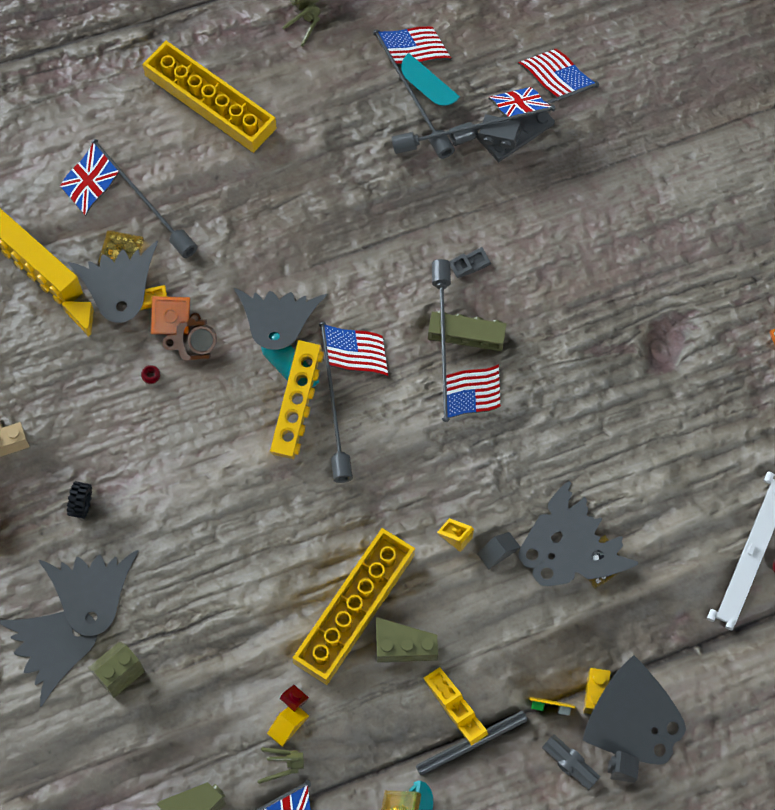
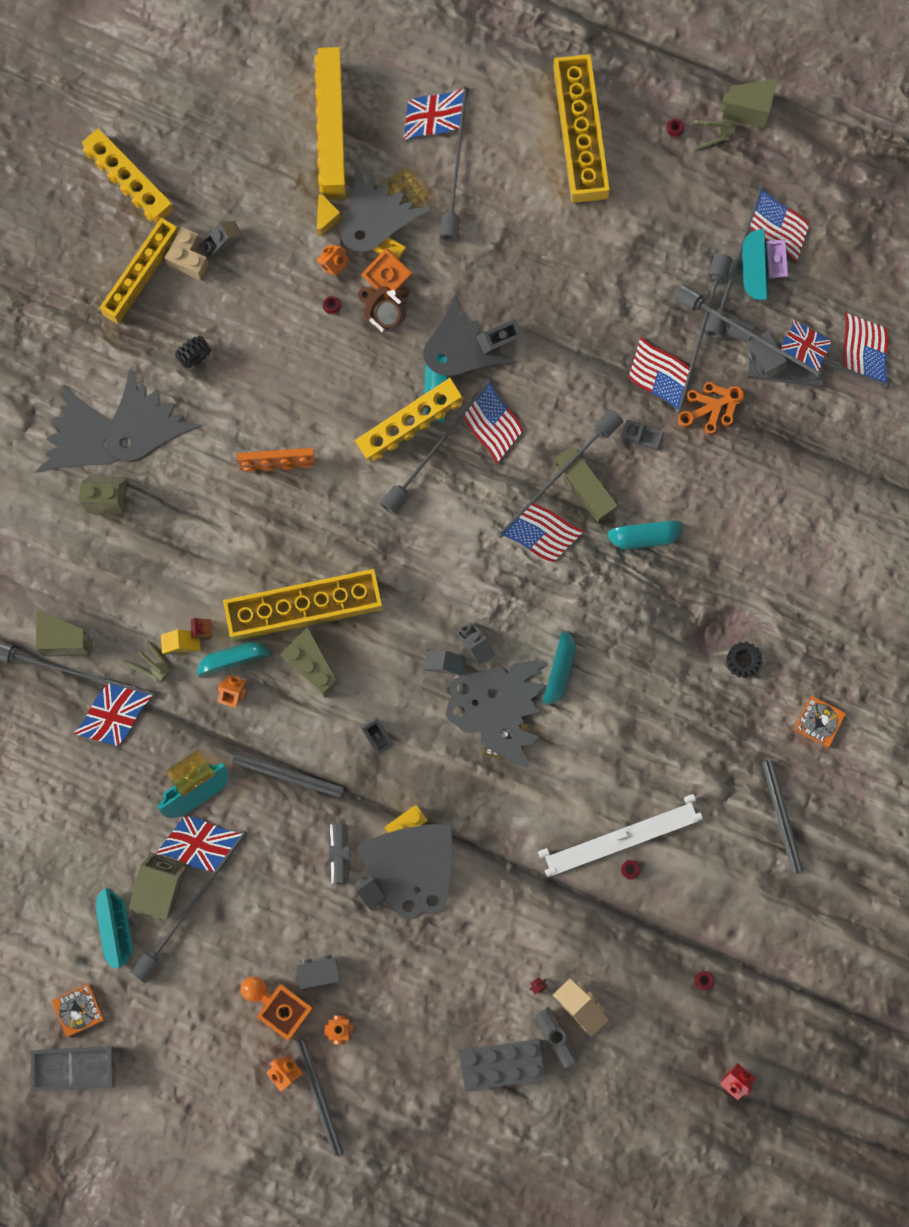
camera: 45 degrees right, 10 degrees up
(16, 401) = (221, 239): none -> dark grey slope
(119, 340) = (333, 259): none -> orange brick
(229, 514) = (273, 459): none -> orange plate
(274, 38) = (675, 123): none -> dark red plate
(299, 284) = (499, 336): none -> dark grey brick
(339, 697) = (232, 657): none -> teal brick
(367, 720) = (232, 691): none -> orange brick
(437, 65) = (777, 259): none -> lavender plate
(437, 209) = (662, 372): none -> flag
(455, 706) = (301, 740): yellow slope -> none
(456, 533) = (425, 622): yellow slope -> none
(496, 200) = (712, 405): none -> orange plant
(507, 513) = (475, 643): none -> dark grey slope
(507, 648) = (376, 736): none -> dark grey slope
(544, 327) = (645, 534): none -> teal brick
(564, 708) = (358, 794): piece -> none
(584, 474) = (561, 669): none -> teal brick
(696, 357) = (752, 651): none -> black tyre

